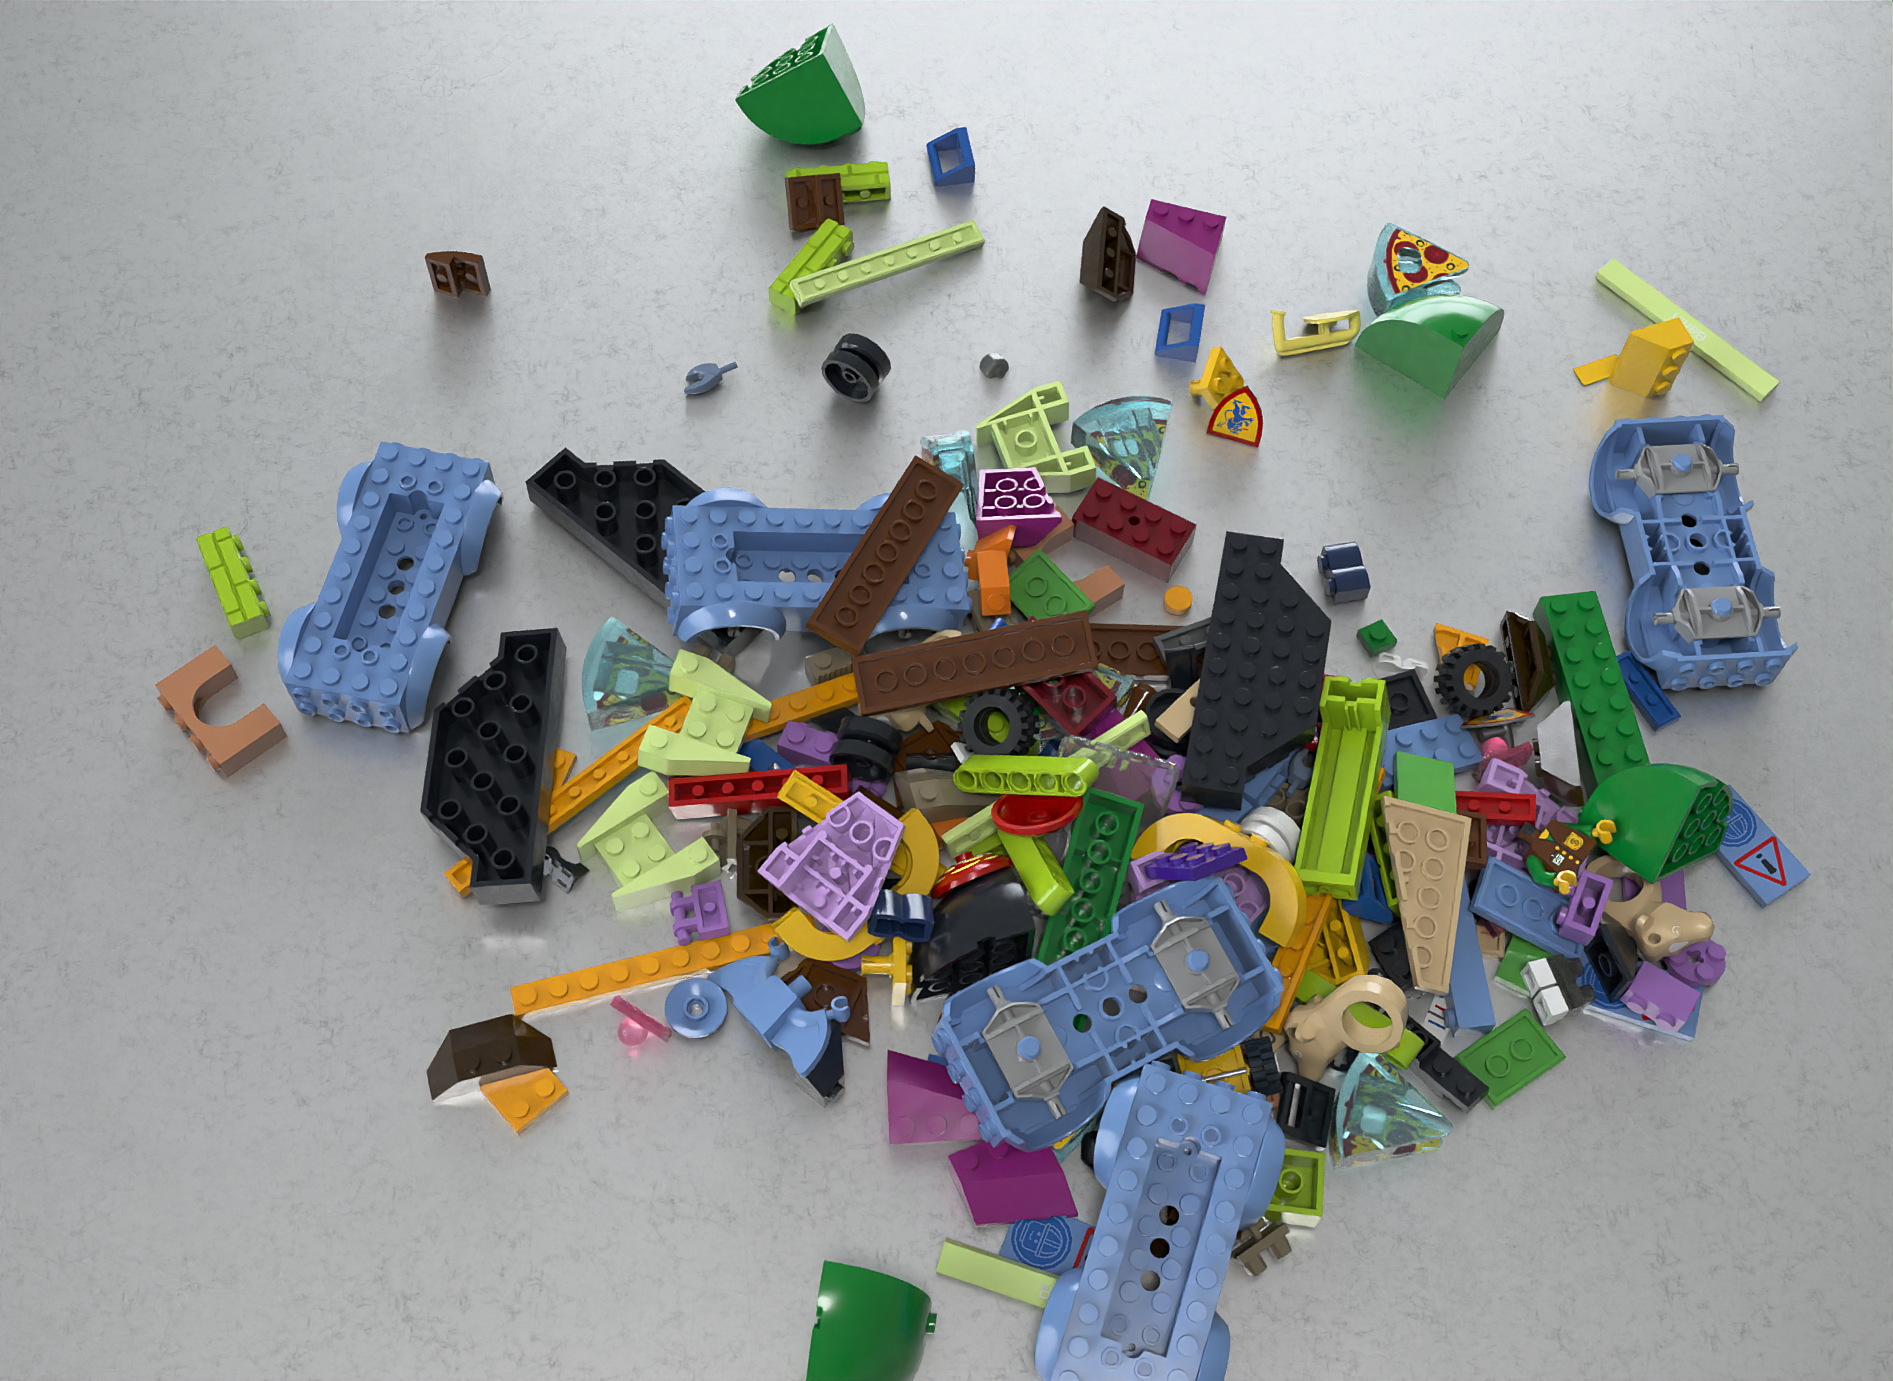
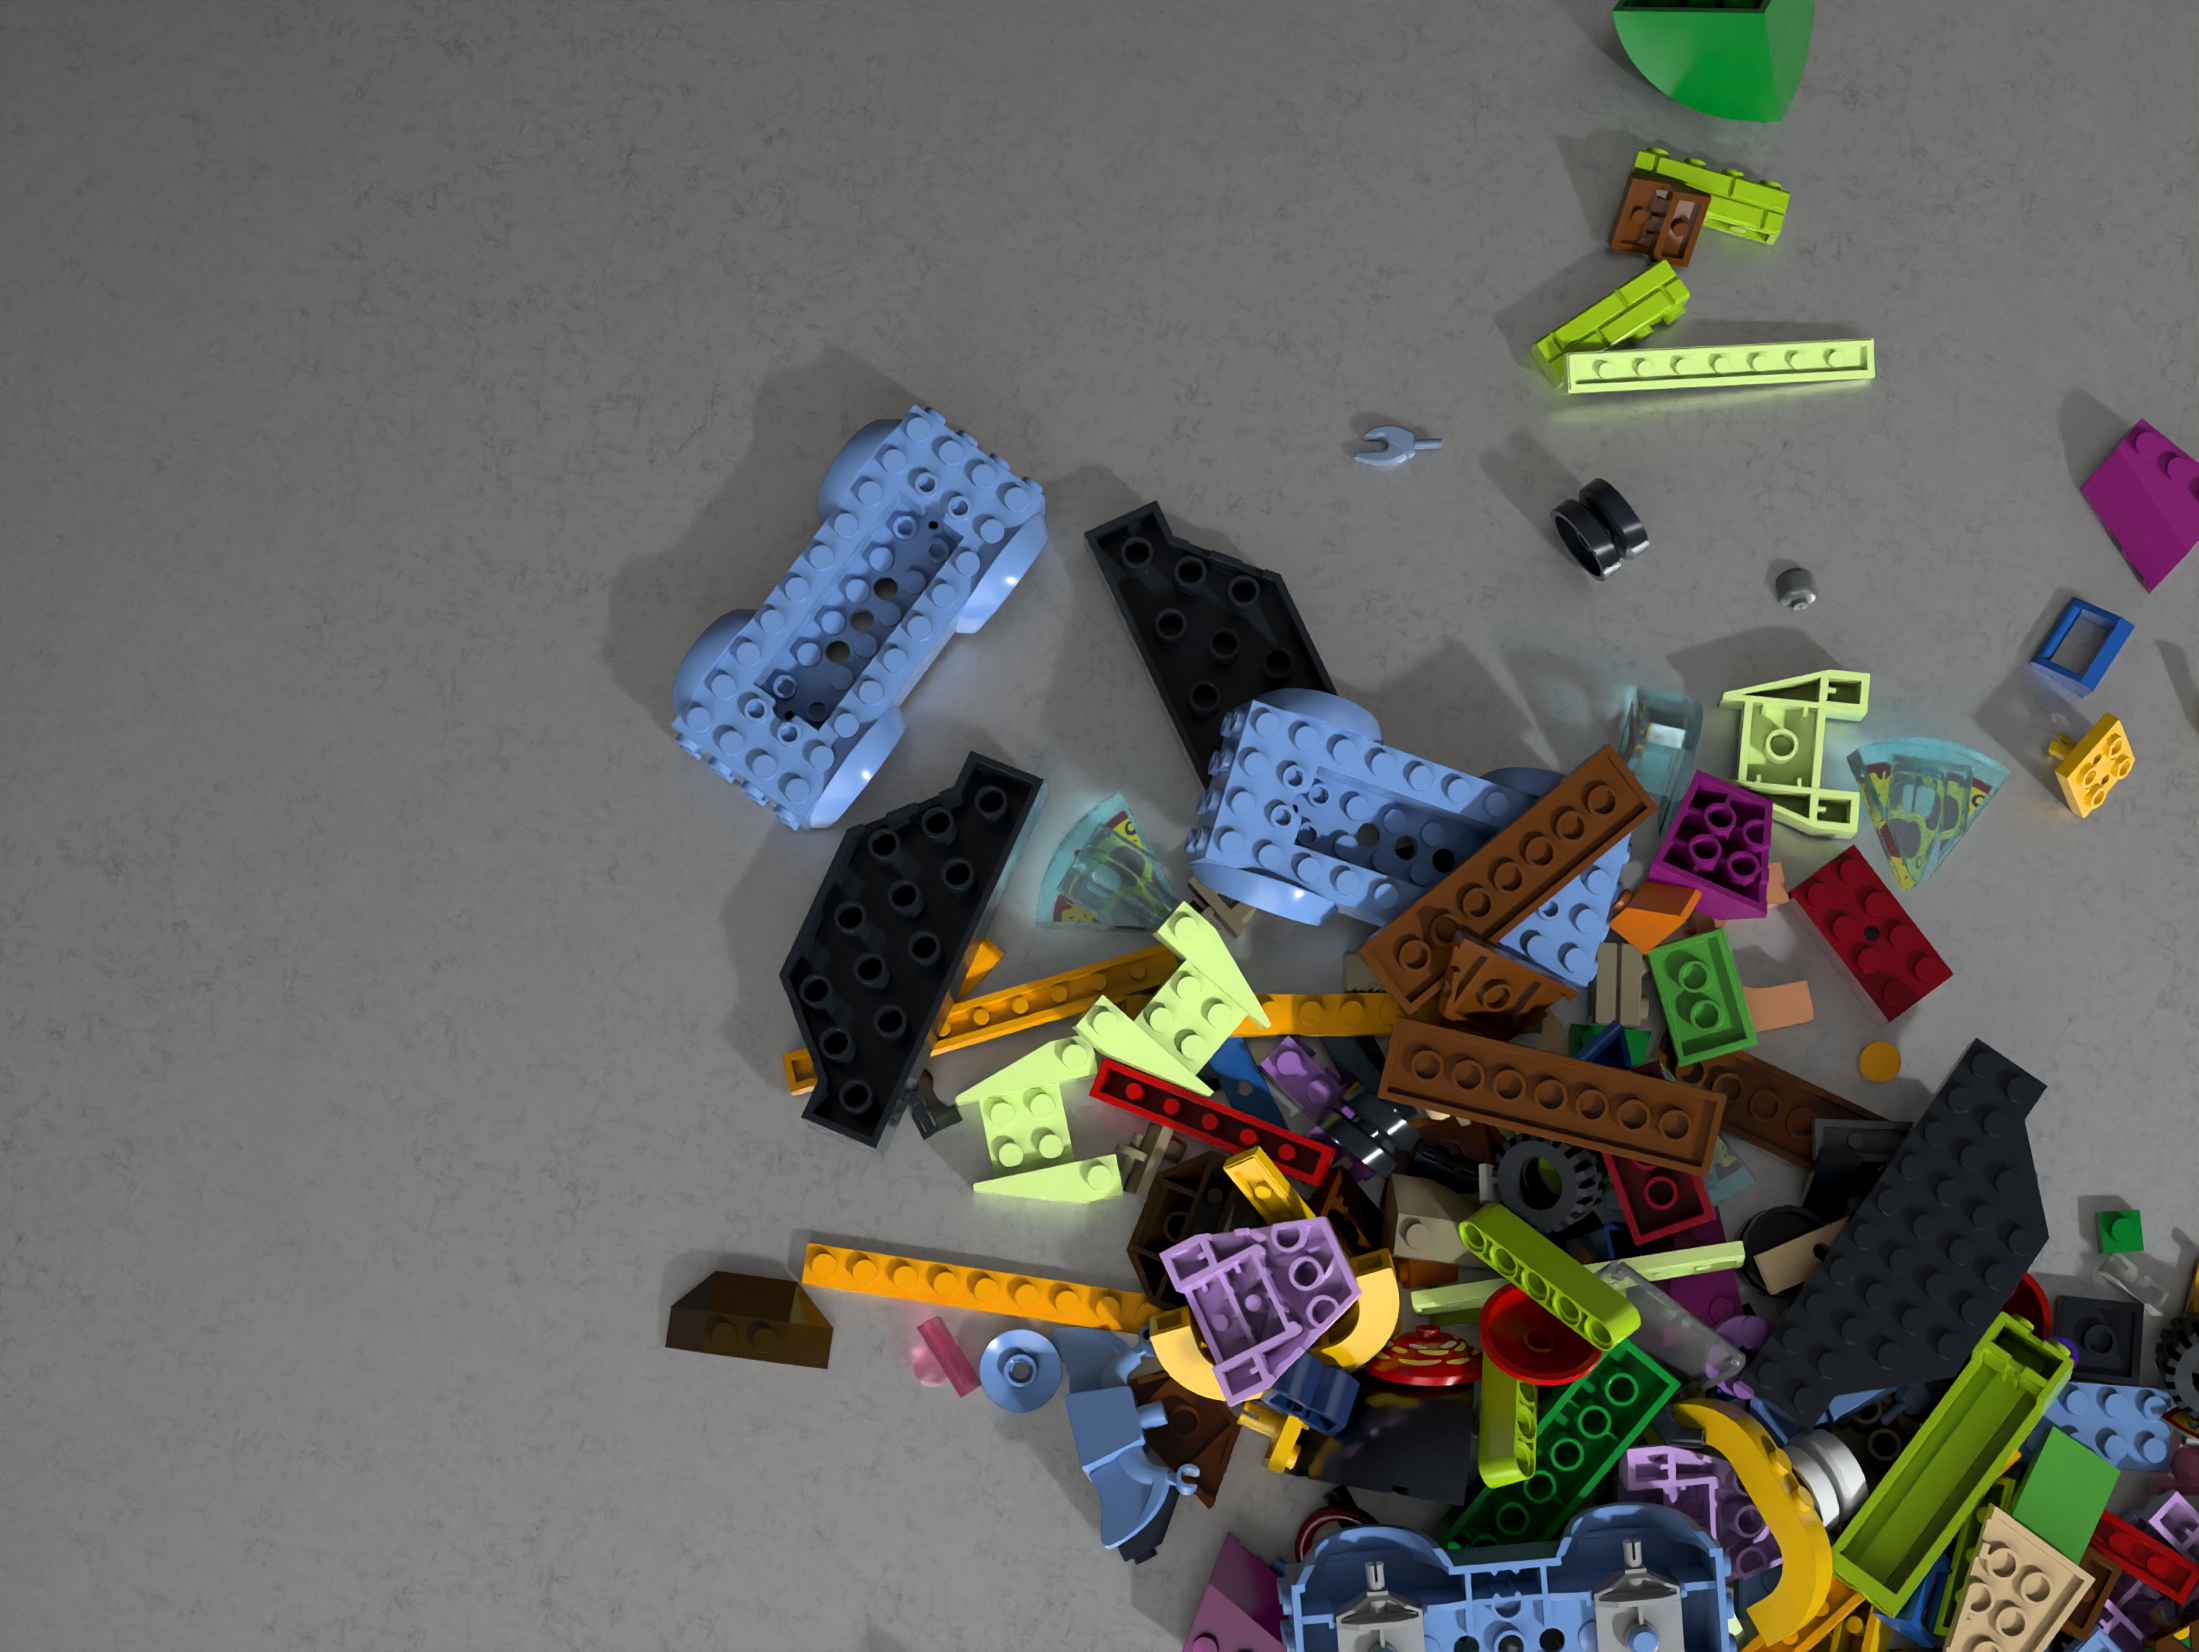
camera: 25 degrees right, 20 degrees up
(229, 745) = (546, 661): nougat arch -> none
(232, 582) = (658, 515): lime brick -> none
(456, 272) = (1111, 139): reddish brown slope -> none
(525, 1097) = (775, 1392): light orange wing -> none
(710, 913) = (1086, 1250): medium lavender plate -> none
(908, 618) = (1496, 990): none -> reddish brown wing
(952, 140) = (1916, 192): blue tile -> none
(993, 582) = (1635, 962): orange slope -> none
(1108, 257) = (2033, 489): dark brown wedge -> none
(1138, 699) = (1758, 1197): reddish brown cone -> none
(1153, 841) = (1675, 1434): none -> black arm
(1195, 861) = (1704, 1503): dark purple plate -> none
(1238, 418) = (2093, 826): shield -> none
(1344, 572) = (2123, 1119): dark blue brick -> none

